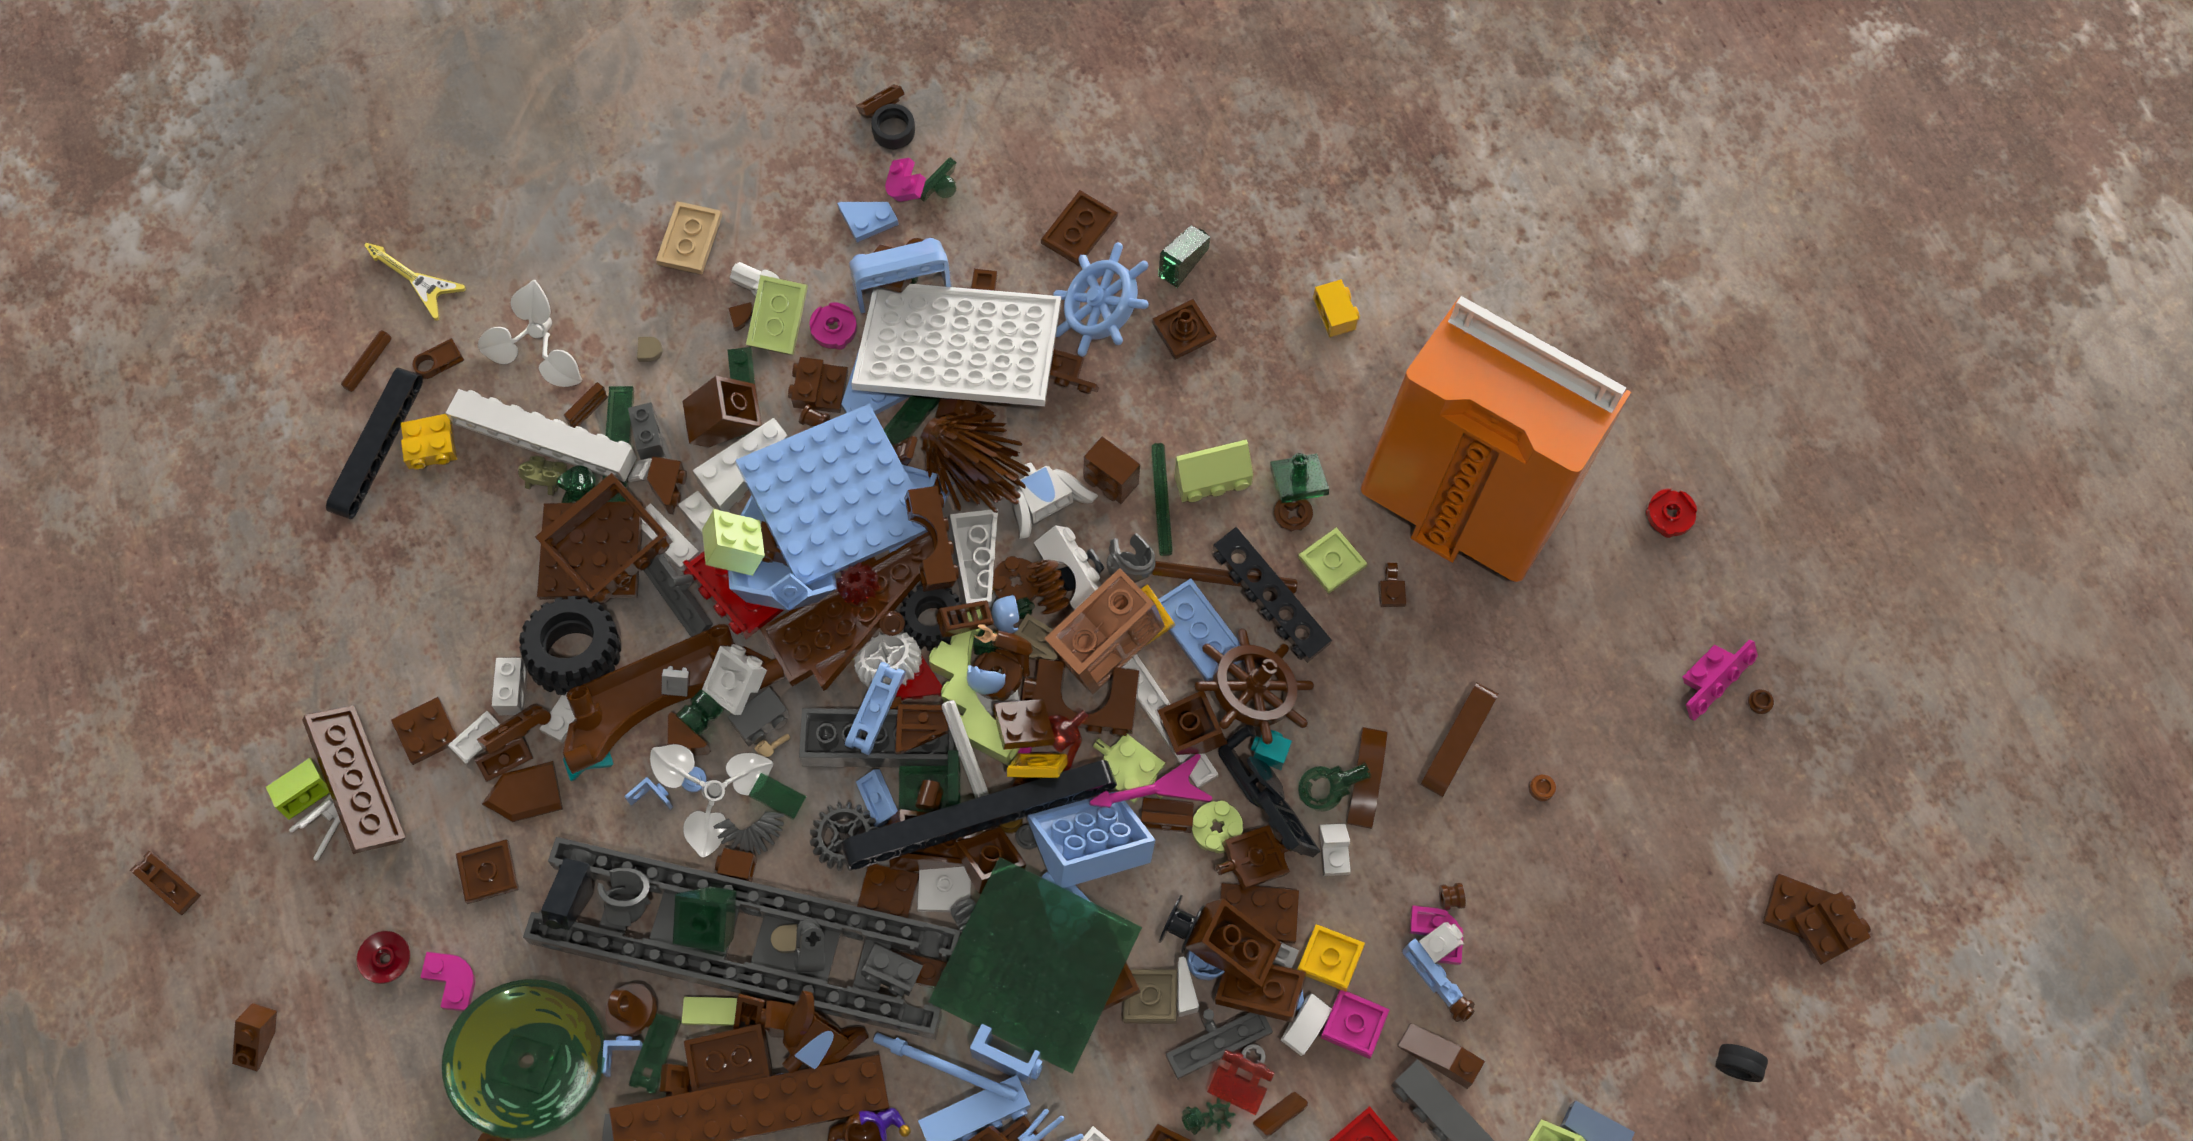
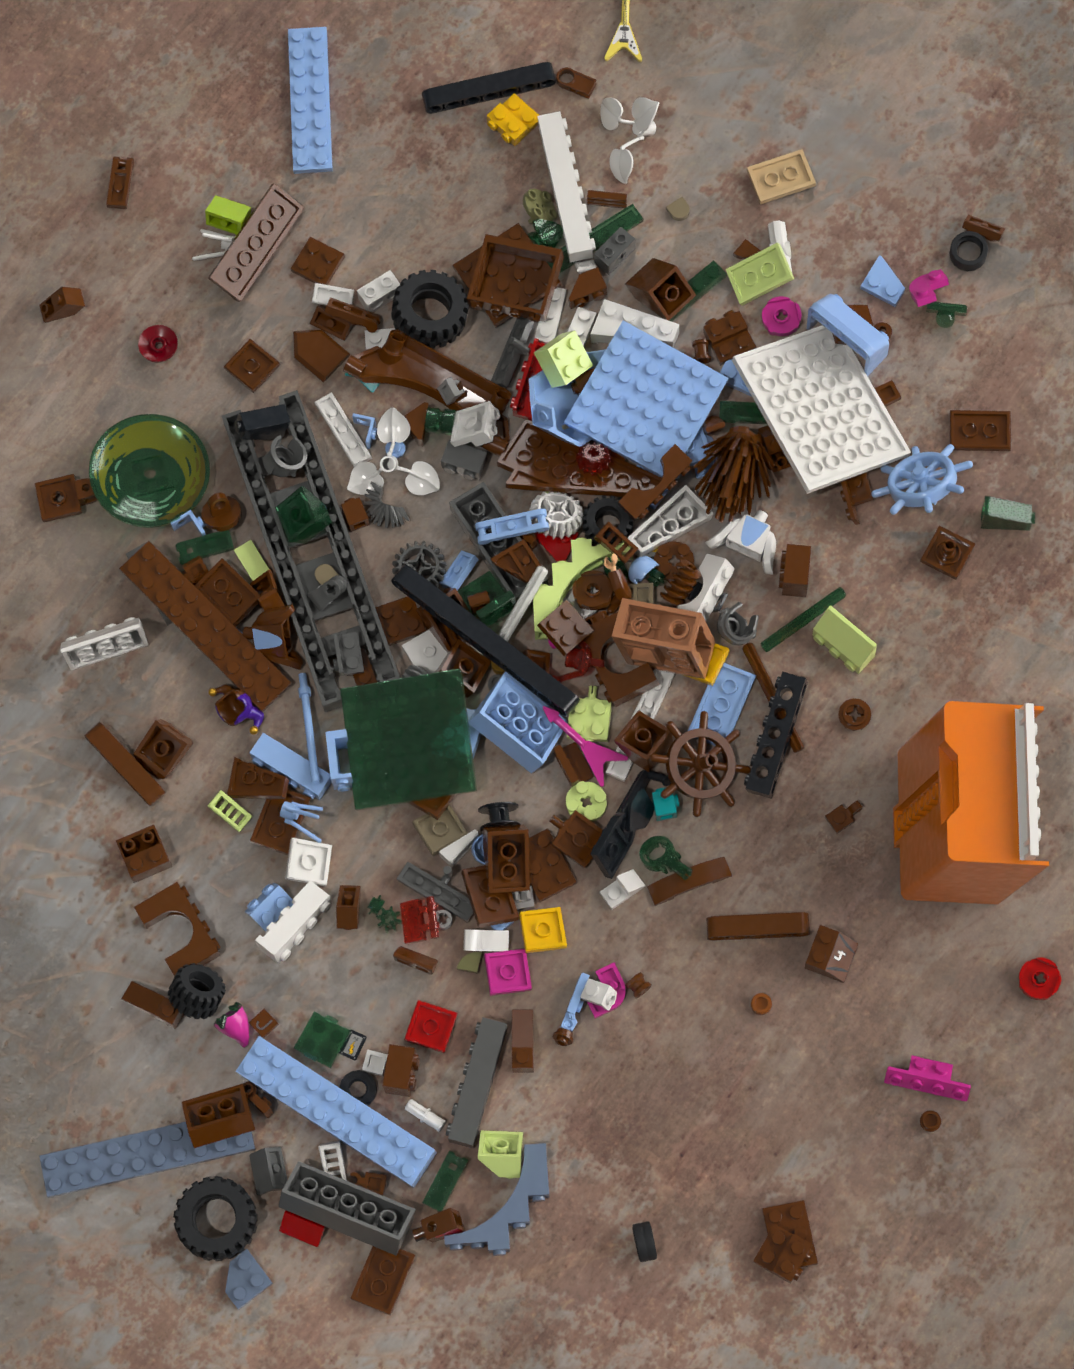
camera: 65 degrees right, 5 degrees up
(239, 626) = (310, 100): none -> light blue plate
(366, 361) = (543, 39): reddish brown axle -> none
(456, 975) = (175, 397): dark pink plate -> none
(631, 821) = (342, 429): none -> white tile
(765, 749) = (445, 479): tan hand -> none
(777, 796) = (418, 508): clear green tile -> none
(891, 623) = (581, 498): reddish brown plate -> none
(984, 681) = (579, 583): light blue hair -> none
(1037, 765) = (544, 655): yellow plate -> none
(1299, 477) = (883, 702): clear green tile -> none
(1319, 1057) = (470, 962): none -> olive tile
(1332, 560) = (837, 763): yellowish green tile -> none
(1335, 308) = (1039, 647): yellow brick -> none
(1530, 688) = (831, 954): none -> reddish brown slope

